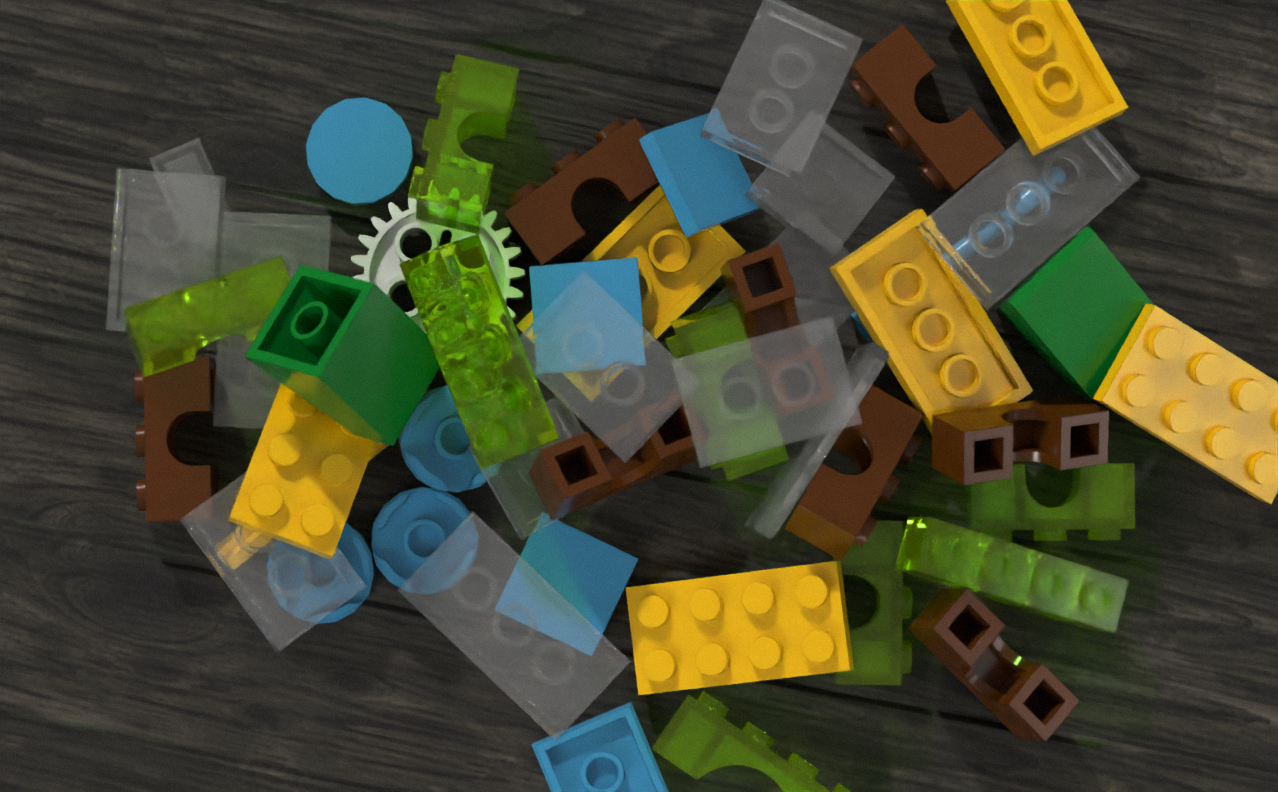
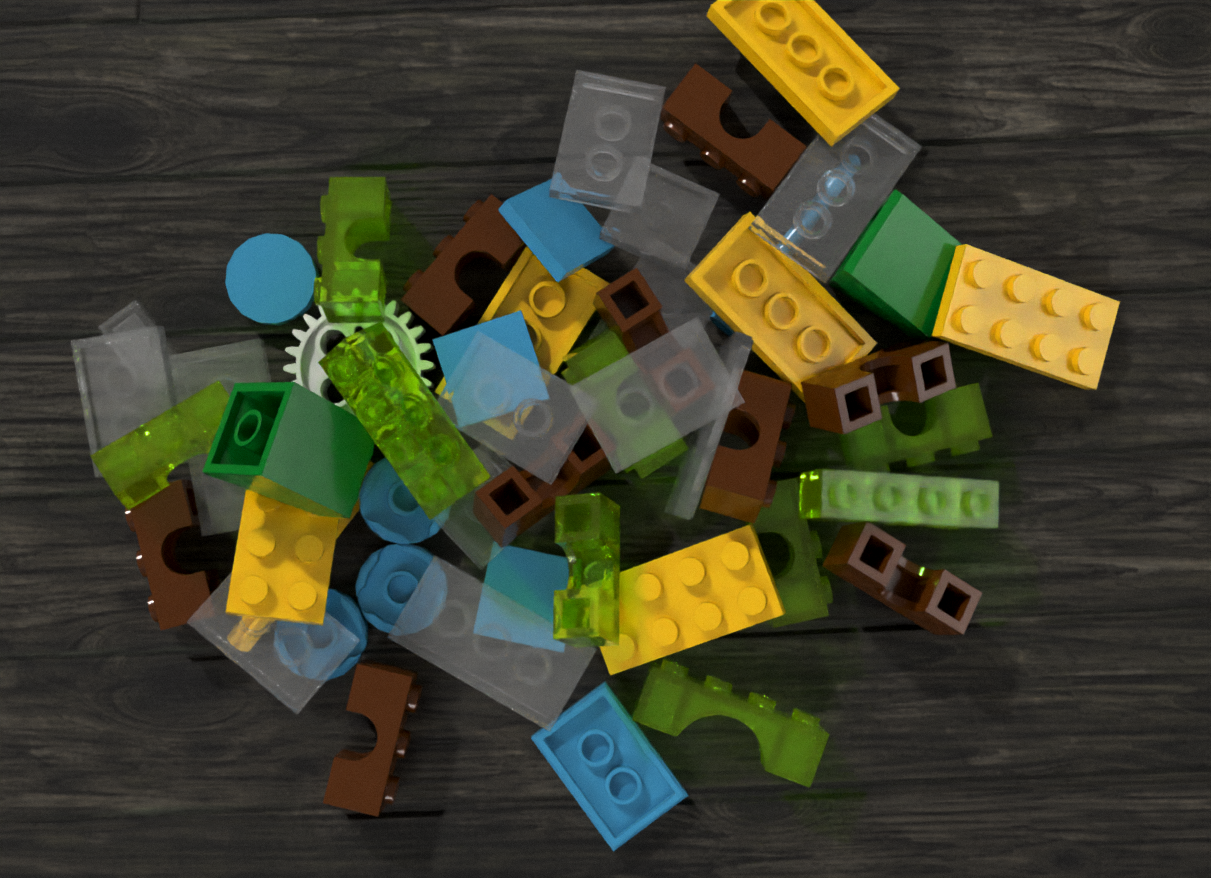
camera: 10 degrees left, 0 degrees up
(336, 745) = (366, 779): none -> reddish brown arch
(653, 532) = (590, 536): none -> clear neon green arch

